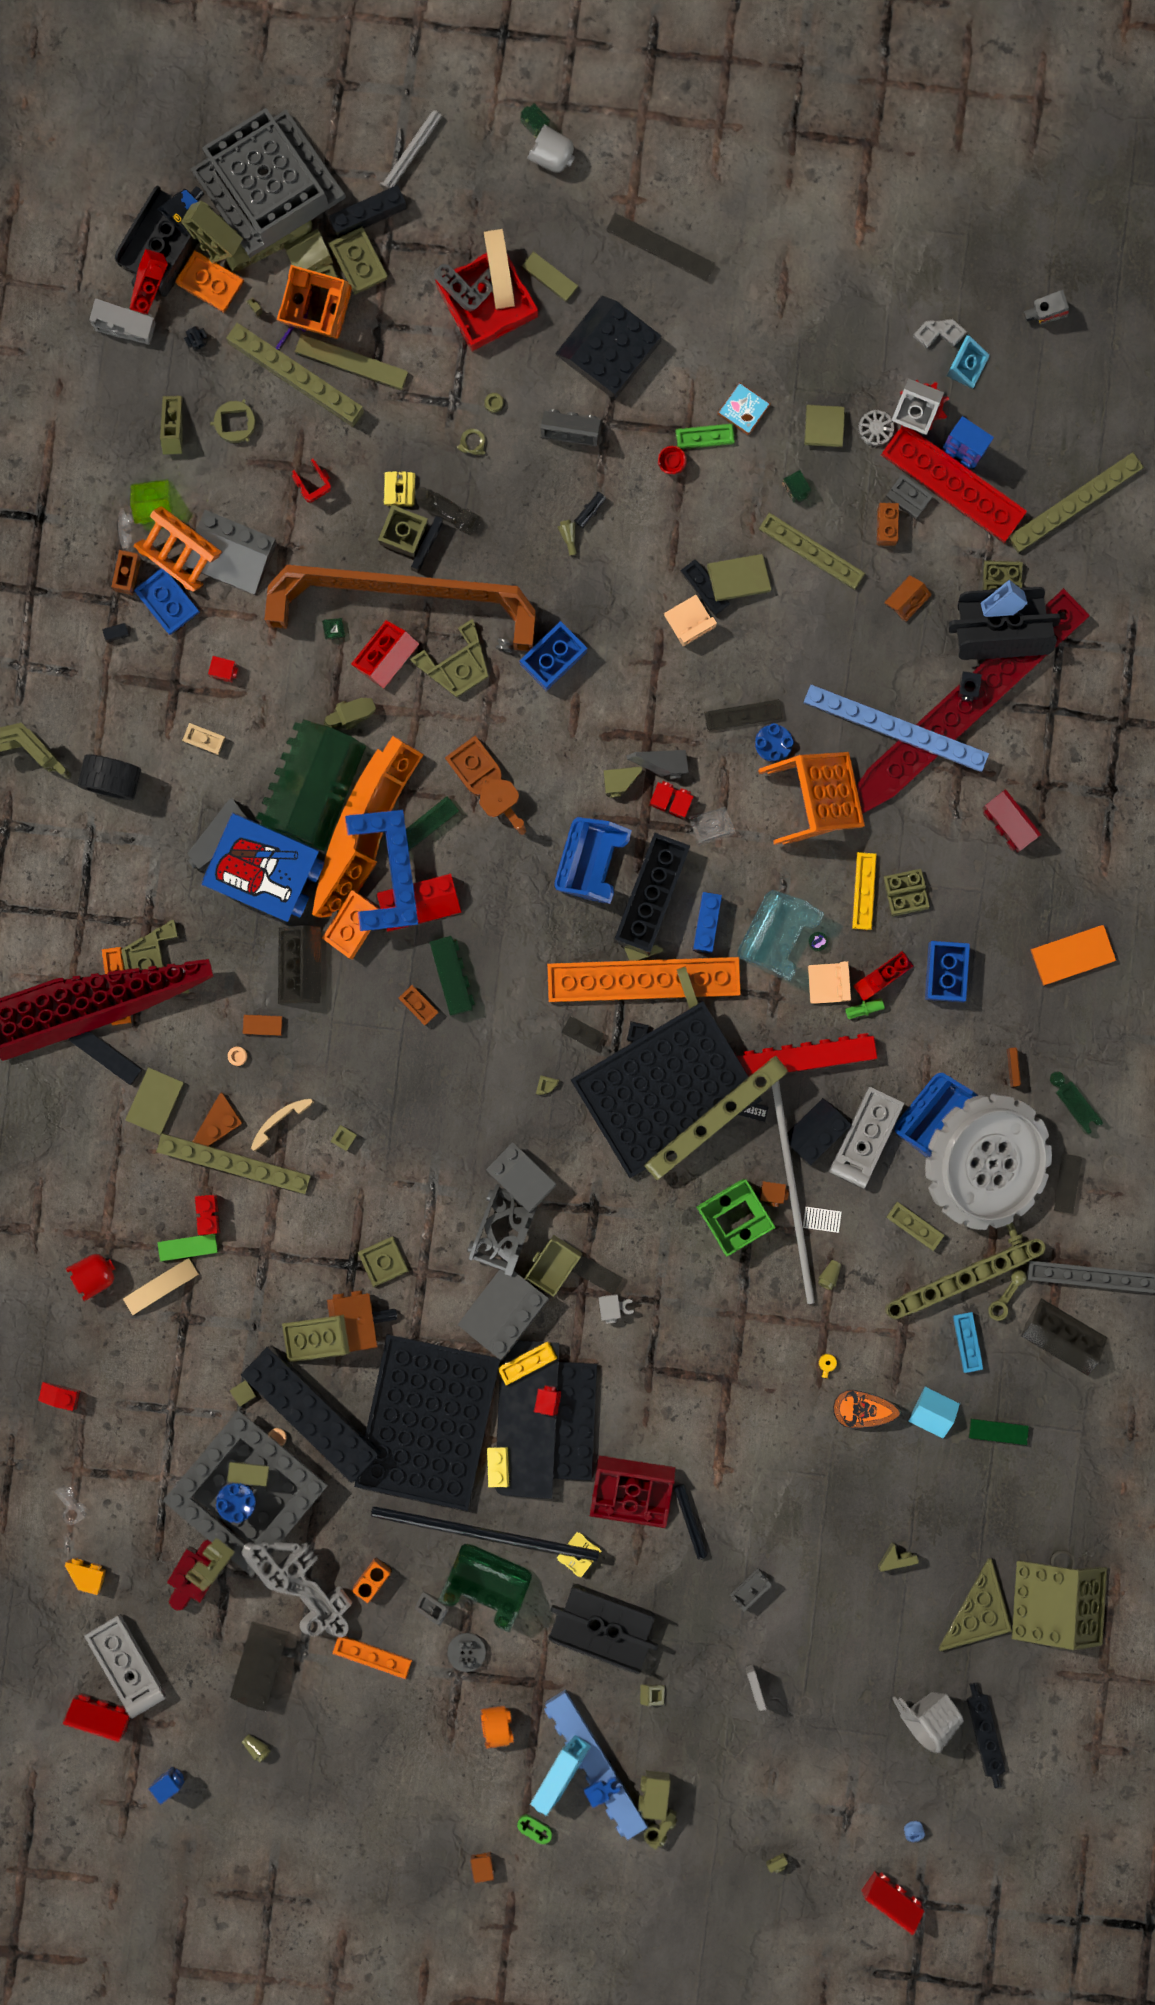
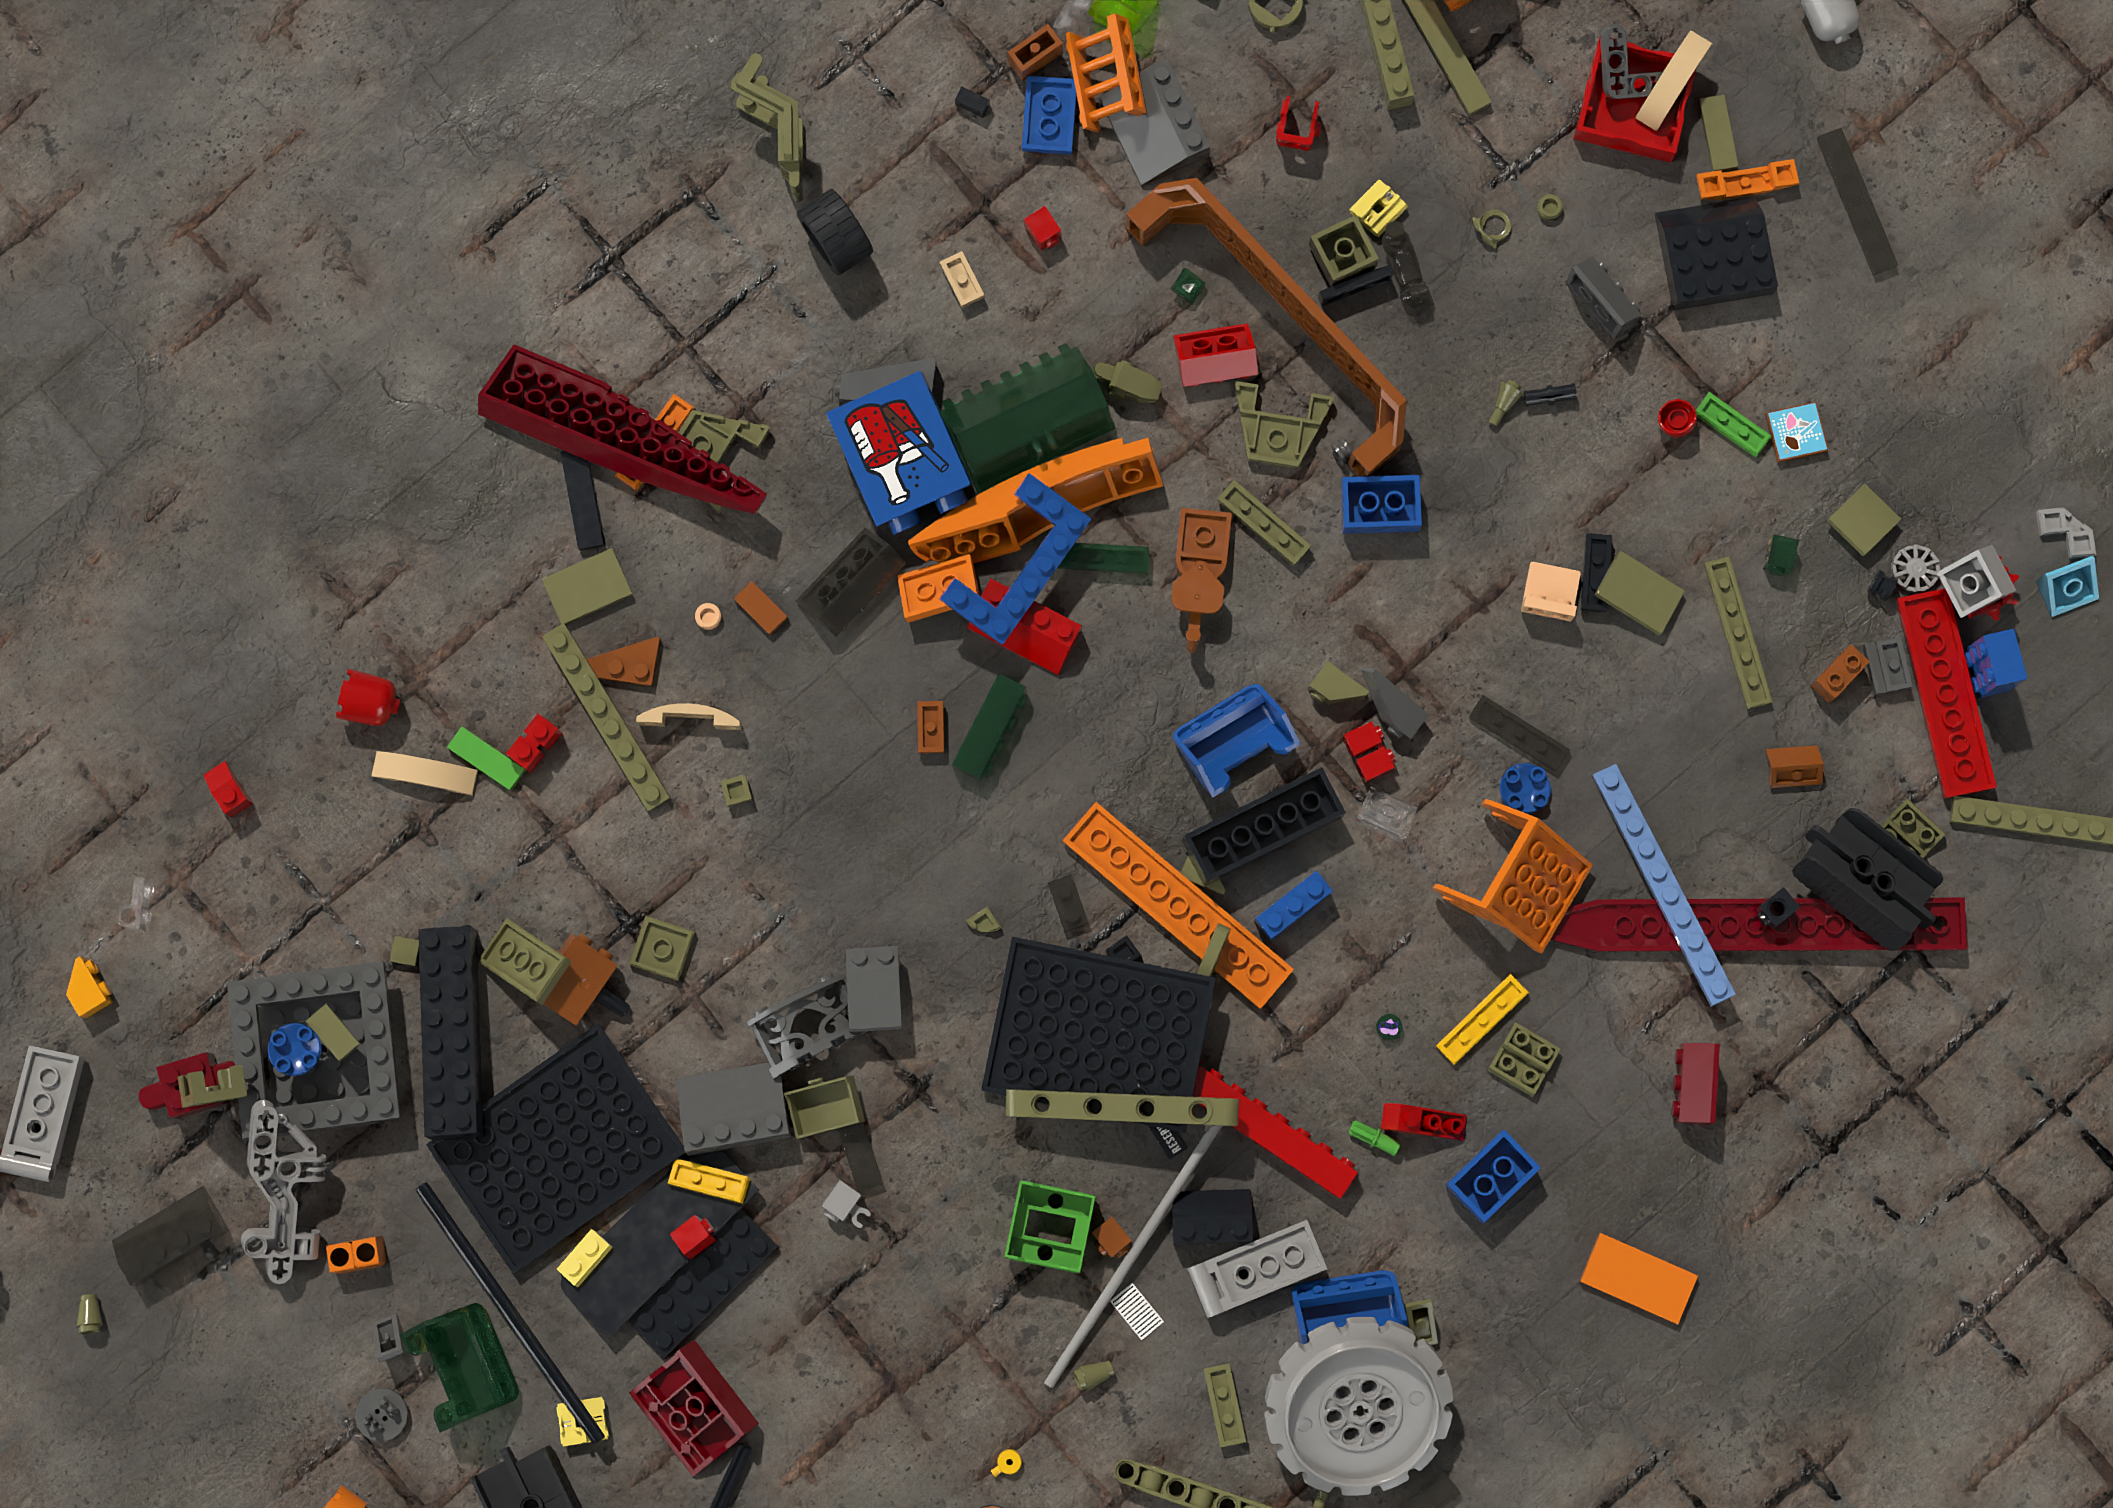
camera: 50 degrees right, 5 degrees down
(278, 1435) = (400, 1026): light nougat tile -> none
(372, 1656) = (286, 1331): orange tile -> none
(498, 724) = (1264, 523): none -> olive plate
(590, 290) = (1747, 182): none -> orange slope
(776, 932) = (1354, 978): clear light blue windscreen -> none
(829, 983) = (1361, 1078): light nougat bracket -> none
(867, 453) = (1882, 585): none -> black wheel
(980, 1084) = (1421, 1320): none -> olive slope
(1004, 601) = (1890, 854): medium blue slope -> none
(1013, 1065) = (1473, 1336): dark orange tile -> none
(1075, 1102) = (1503, 1430): clear green plate -> none

